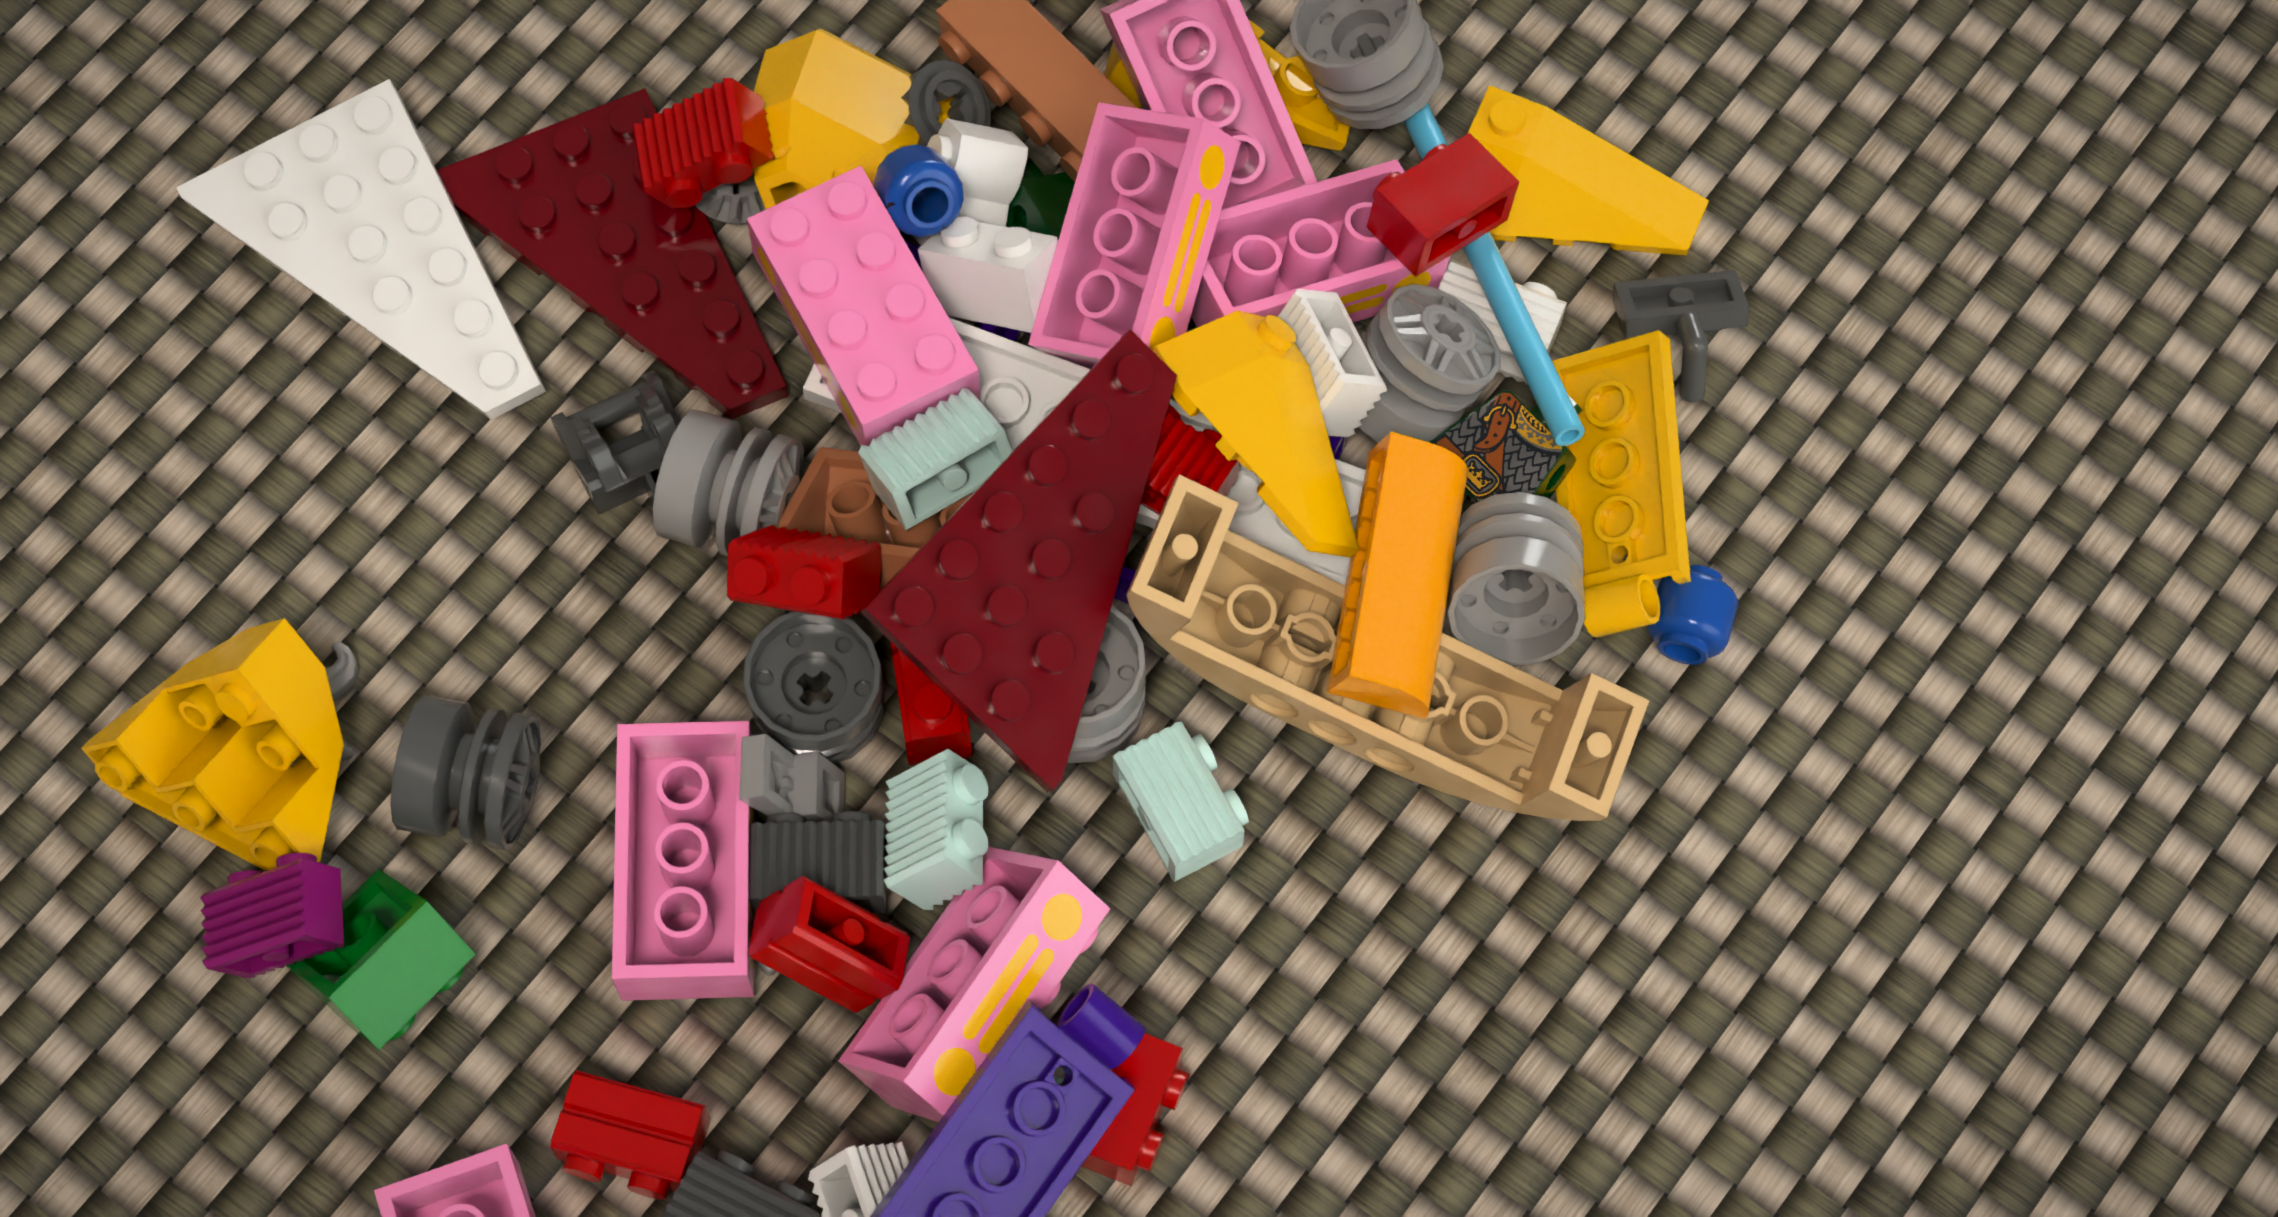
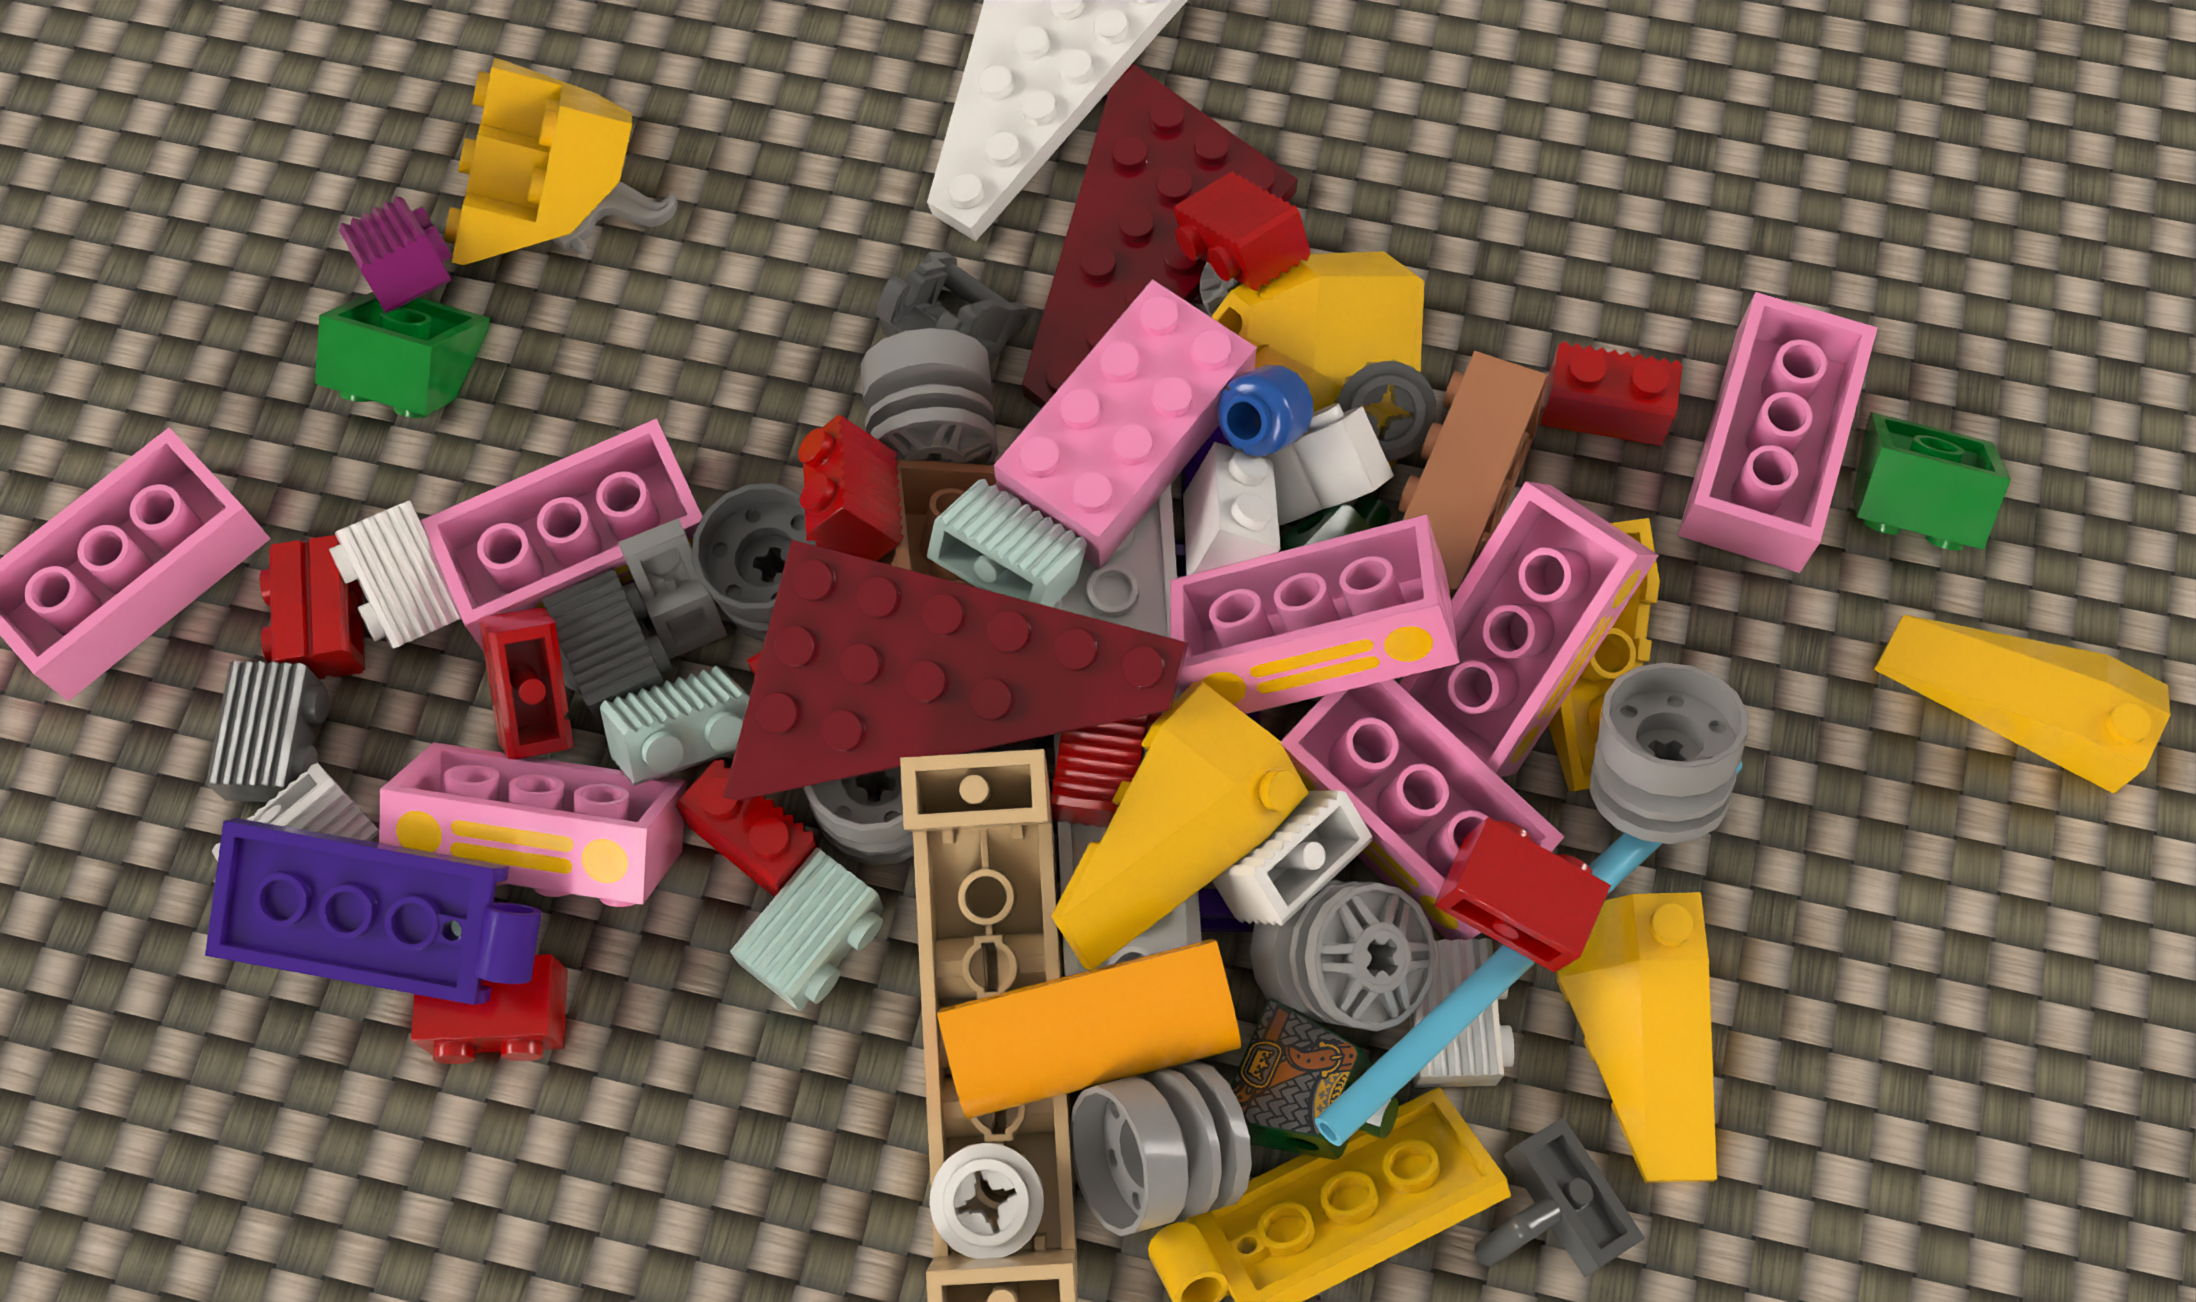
camera: 70 degrees right, 0 degrees up
(455, 770) = (574, 329): dark grey wheel -> none
(647, 1031) = (396, 574): none -> white brick
(1081, 810) = (746, 832): none -> red brick
(1519, 715) = (972, 1231): none -> white gear

